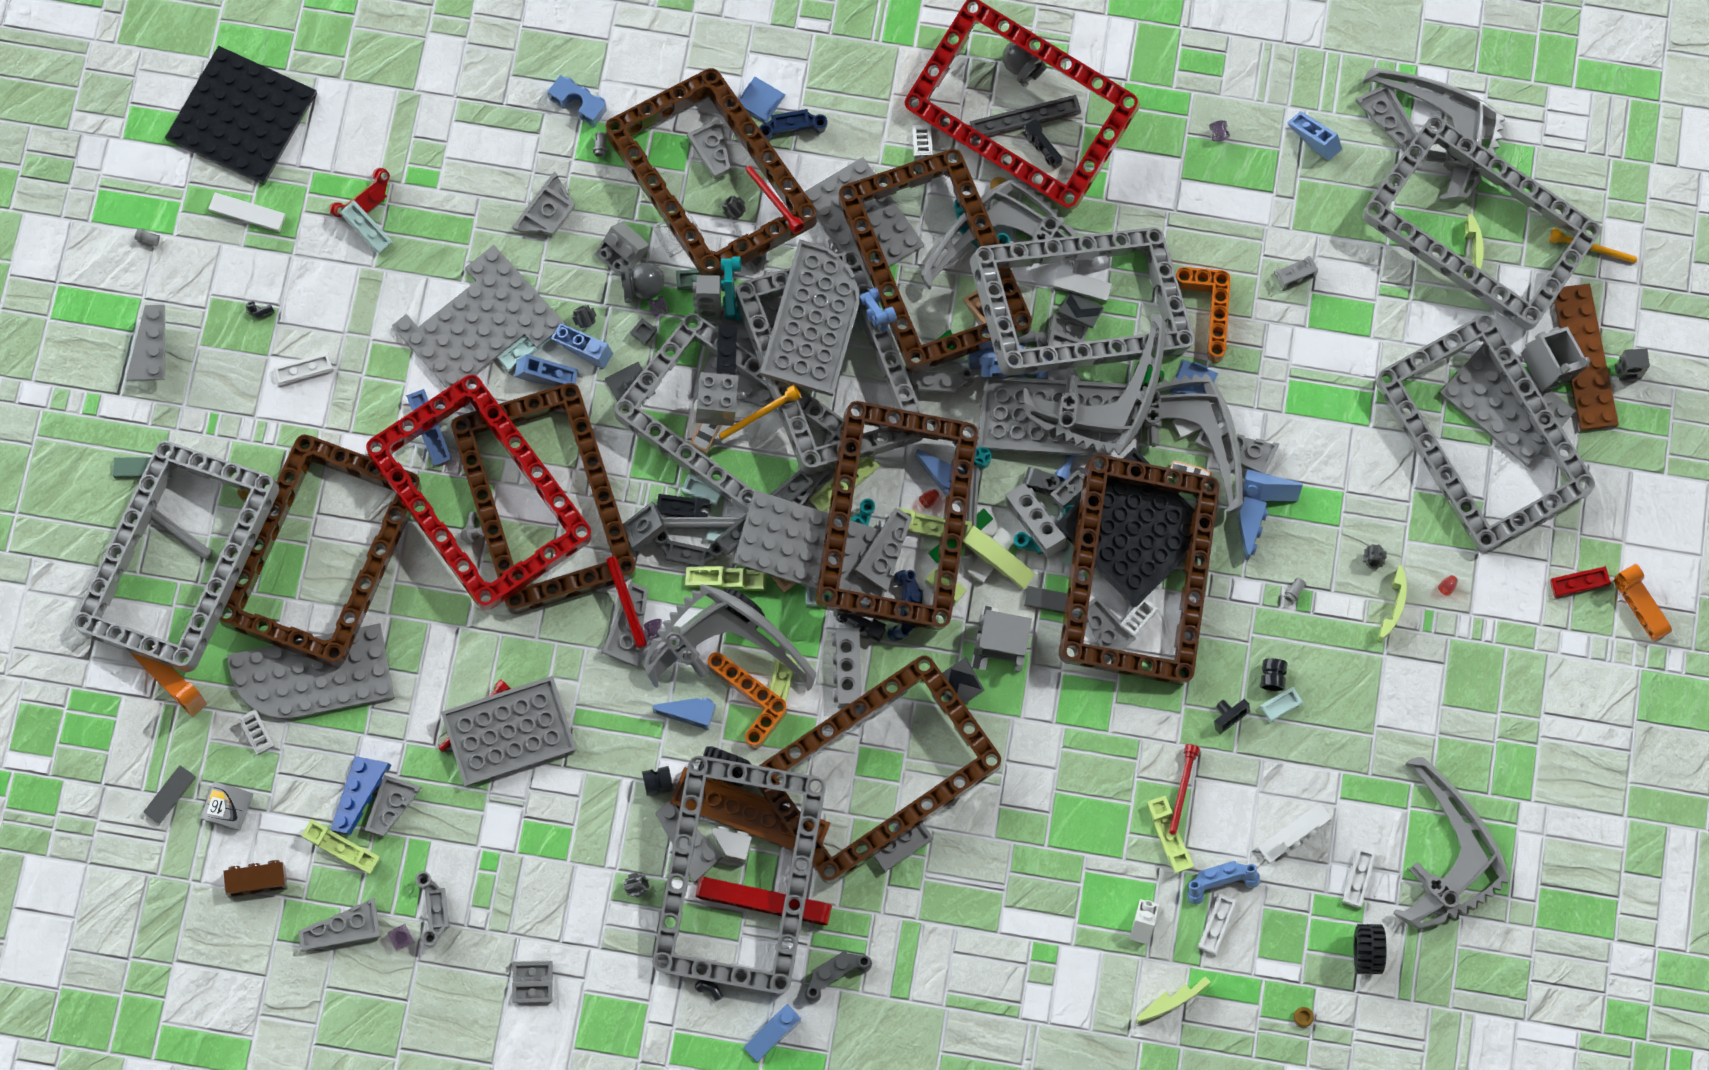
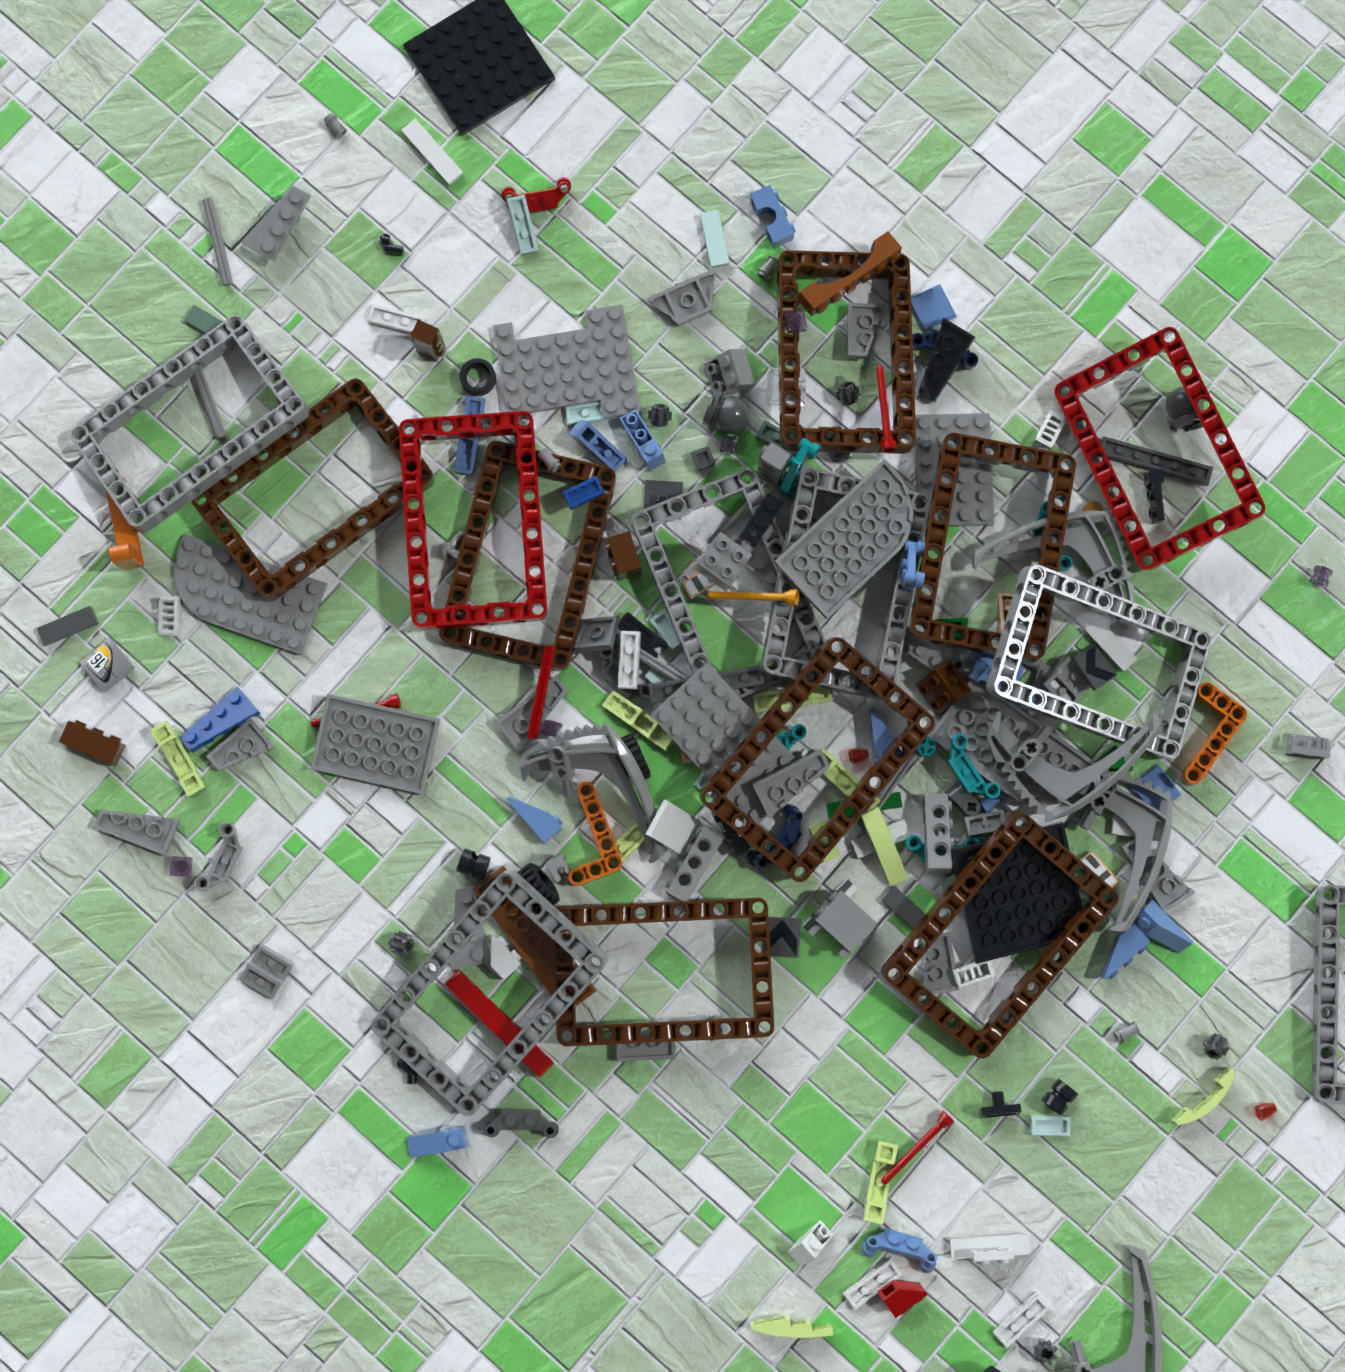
camera: 35 degrees right, 10 degrees up
(102, 393) = (217, 241): none -> light grey axle
(346, 366) = (428, 340): none -> reddish brown brick
(407, 389) = (477, 362): none -> black tyre
(514, 406) = (552, 464): none -> light grey pin
(539, 146) = (714, 238): none -> light aqua tile
(560, 415) = (583, 493): none -> blue plate
(627, 448) = (624, 555): none -> reddish brown brick
(654, 171) = (795, 322): none -> clear purple plate
(660, 140) = (818, 296): none -> dark orange arch
(685, 532) = (629, 660): none -> white tile
(731, 740) = (556, 865): none -> light grey hinge
(797, 125) = (947, 354): none -> black wing
(811, 645) = (673, 827): none -> white tile
(965, 399) = (943, 687): none -> reddish brown bracket
(1028, 455) = (966, 772): none -> teal plate
(1246, 917) = (901, 1295): none -> red slope
(1397, 895) = (1042, 1359): none -> dark grey gear

